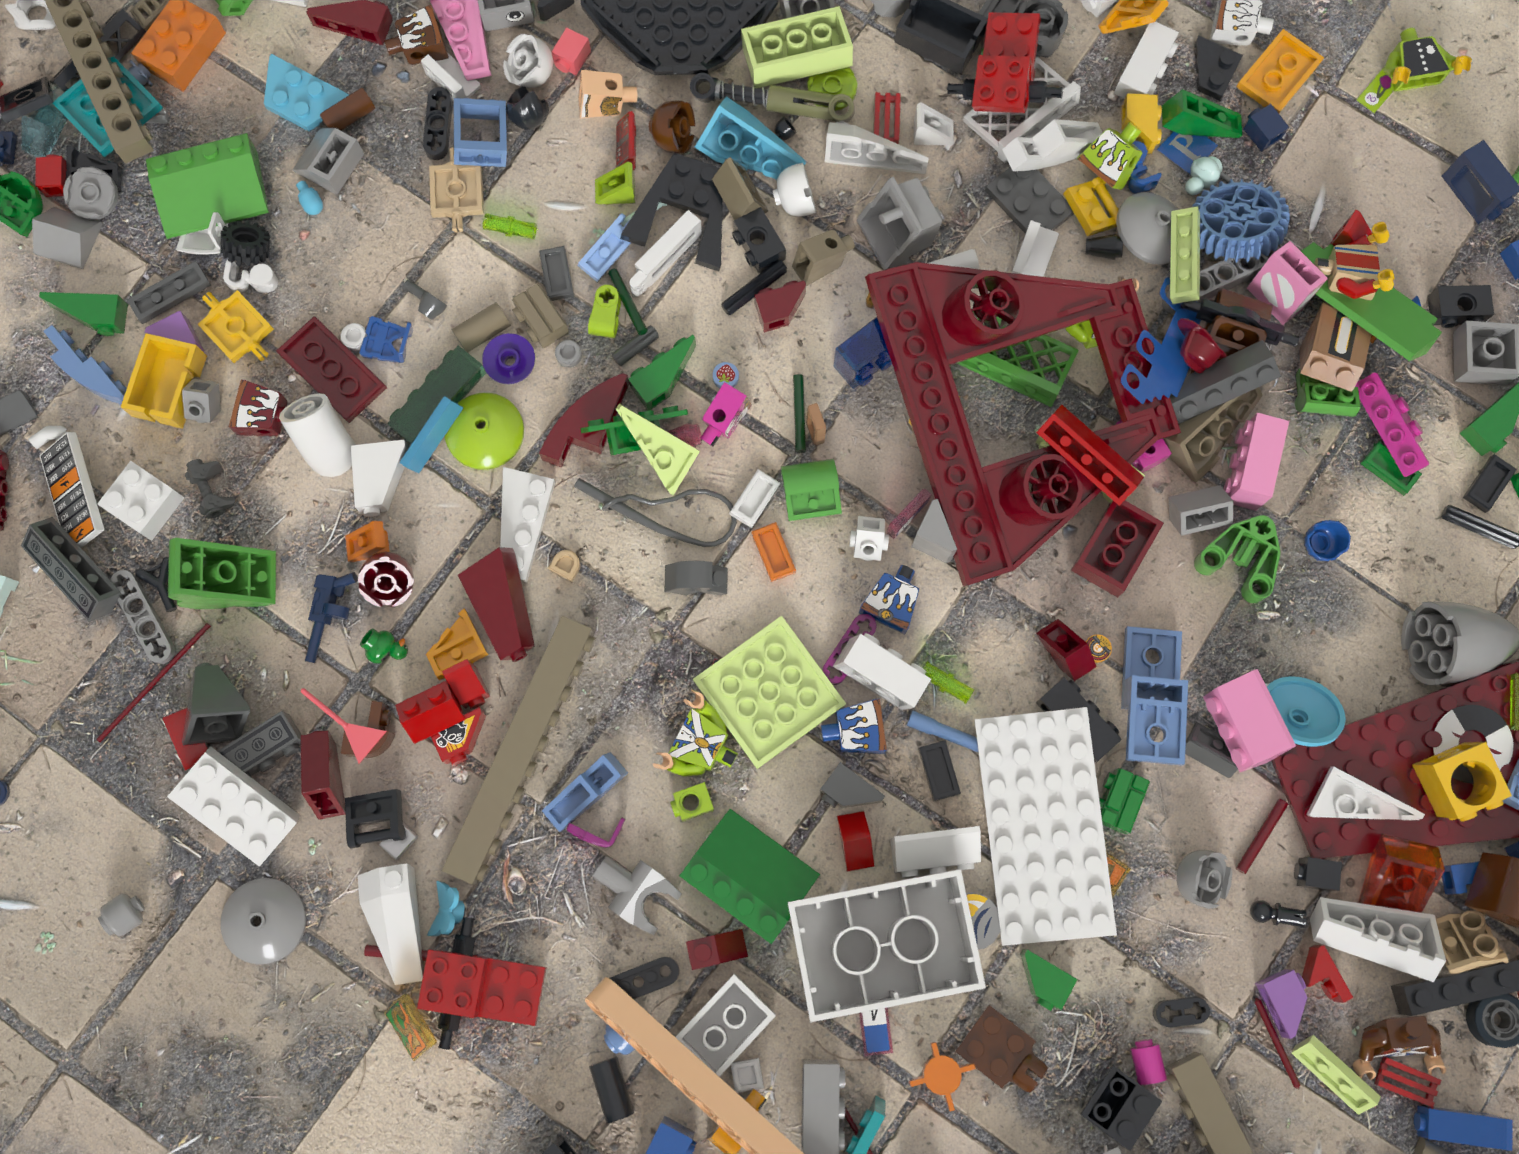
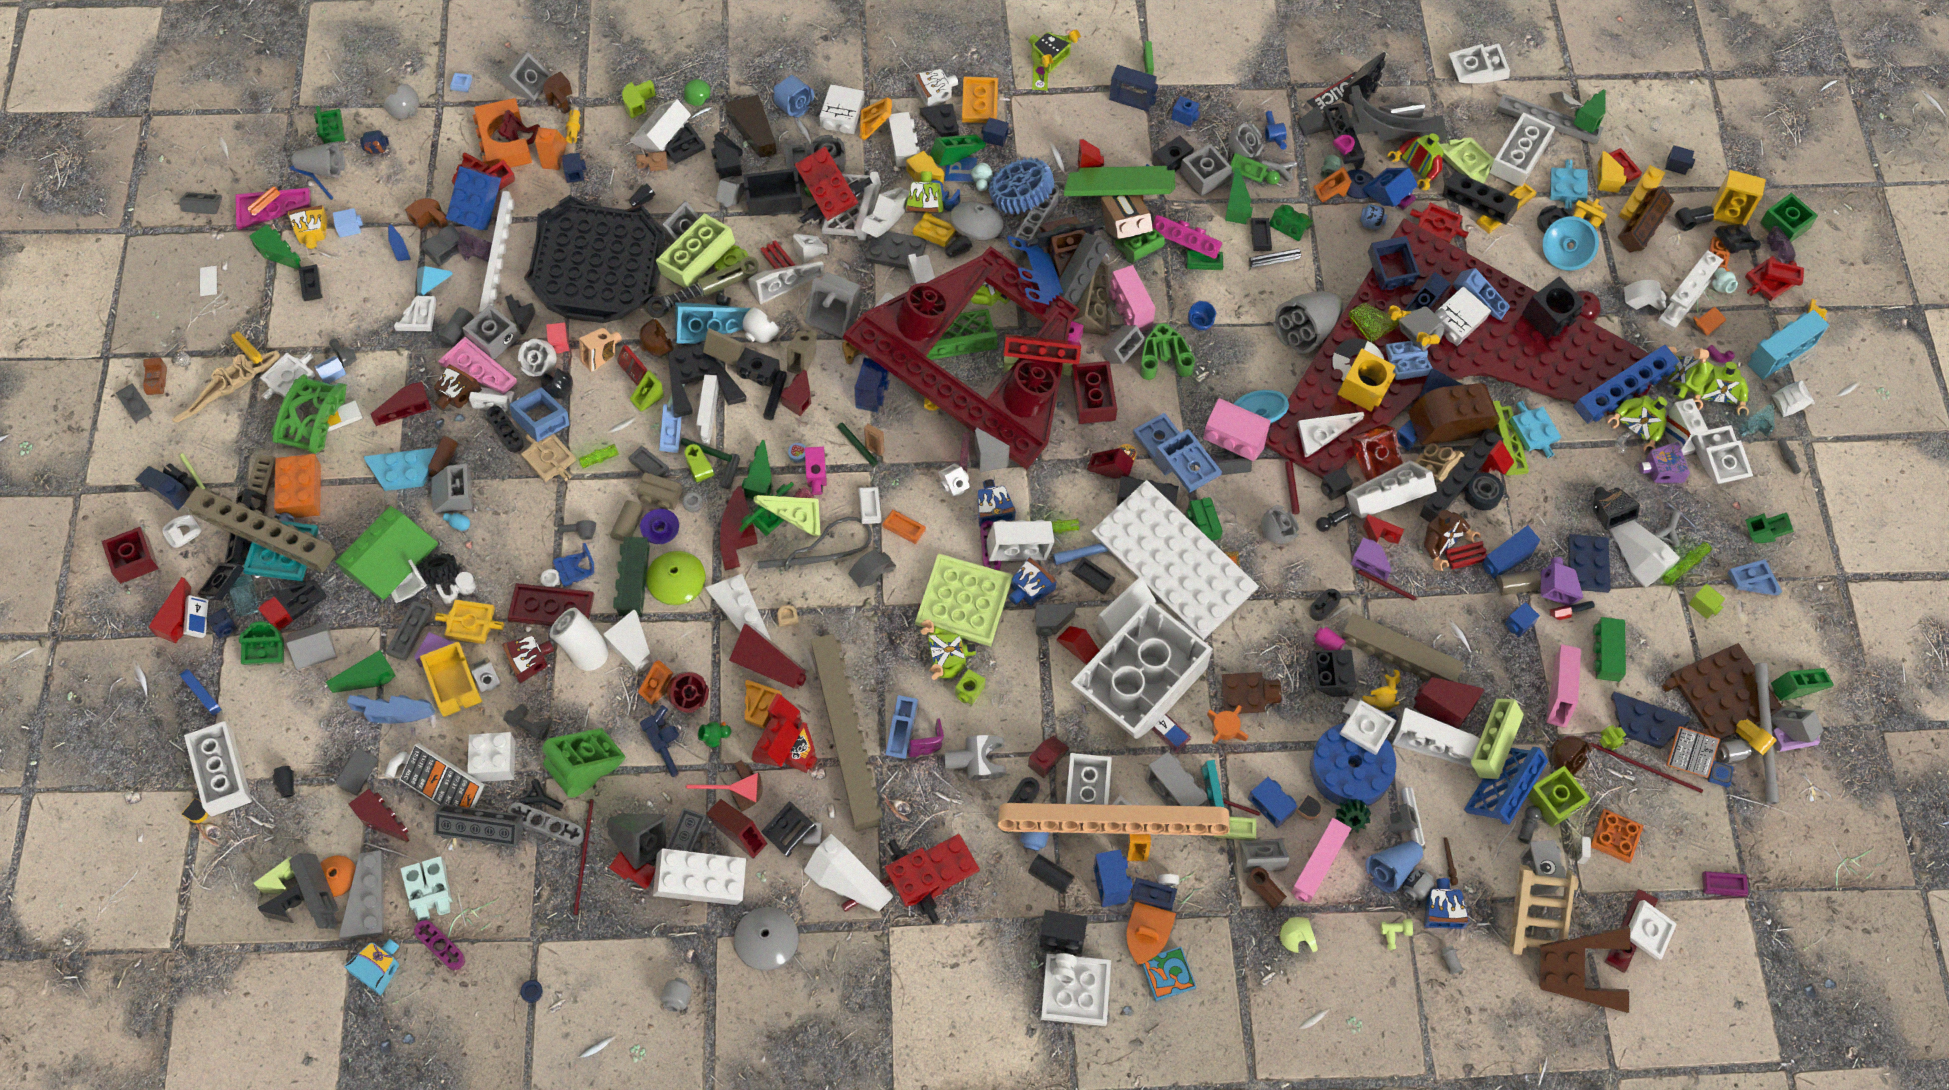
camera: 40 degrees left, 15 degrees down
(90, 193) = (310, 606): light grey tile -> none
(410, 1027) = (907, 922): clear yellow tile -> none
(431, 435) = (648, 596): dark azure tile -> none
(450, 910) = (876, 846): medium azure animal -> none
(749, 875) = (1034, 705): green slope -> none
(811, 489) = (899, 477): bright green brick -> none
(1047, 981) = (1241, 638): green slope -> none
(1185, 255) = (1008, 218): yellowish green plate -> none
(1198, 346) = (1054, 257): dark red piece -> none
(1287, 282) = (1073, 198): bright pink brick -> none
(1336, 1075) = (1428, 576): yellowish green plate -> none
(1355, 266) = (1104, 168): torso -> none

